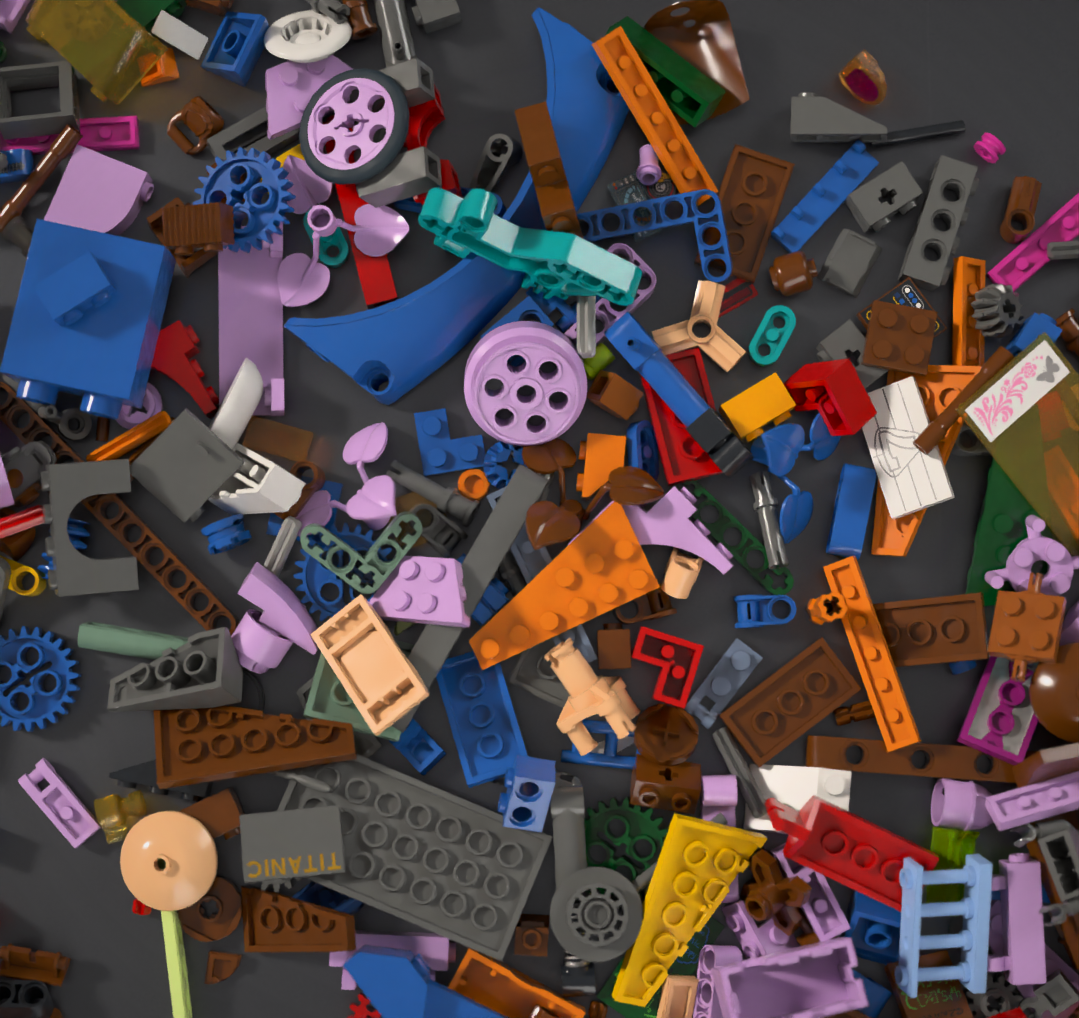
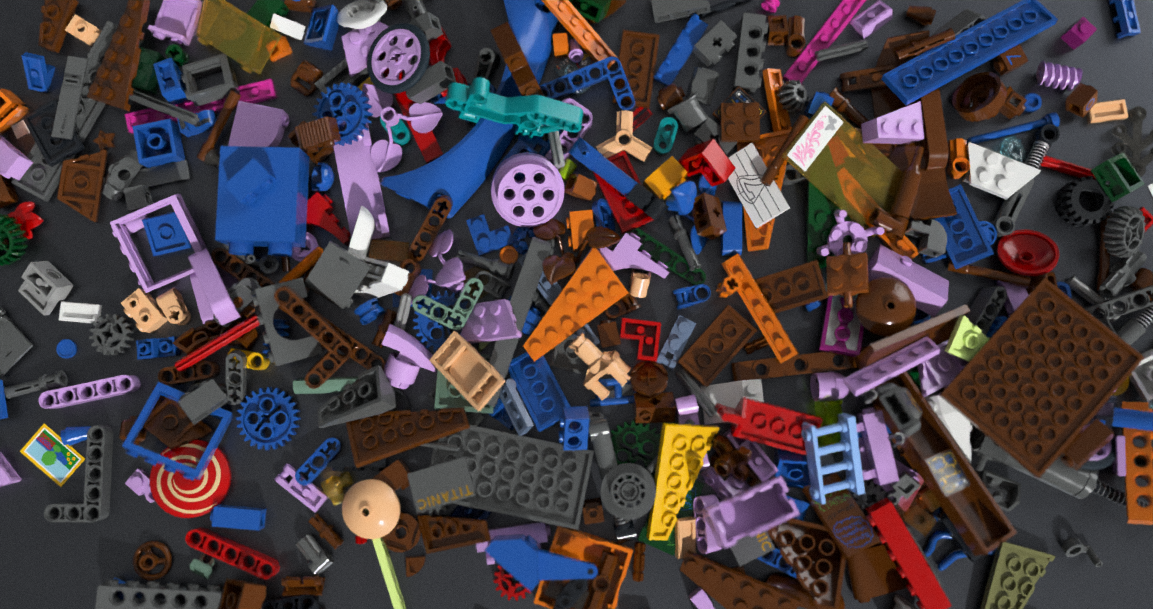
camera: 10 degrees left, 0 degrees up
(65, 924) = (318, 558): none -> dark grey piece
(71, 774) = (305, 469): none -> blue beam
(87, 883) = (326, 531): none -> reddish brown pin
(136, 555) = (317, 332): none -> reddish brown beam
(190, 297) = (322, 177): none -> blue hair
(254, 553) = (388, 319): none -> reddish brown pin
(353, 417) = (429, 228): none -> reddish brown beam
(437, 740) = (515, 407): none -> sand blue plate
(626, 151) = (560, 45): none -> orange slope
(816, 484) = (708, 216): none -> reddish brown brick
(819, 305) = (689, 113): none -> dark grey piece
(992, 193) = (777, 30): none -> reddish brown bracket

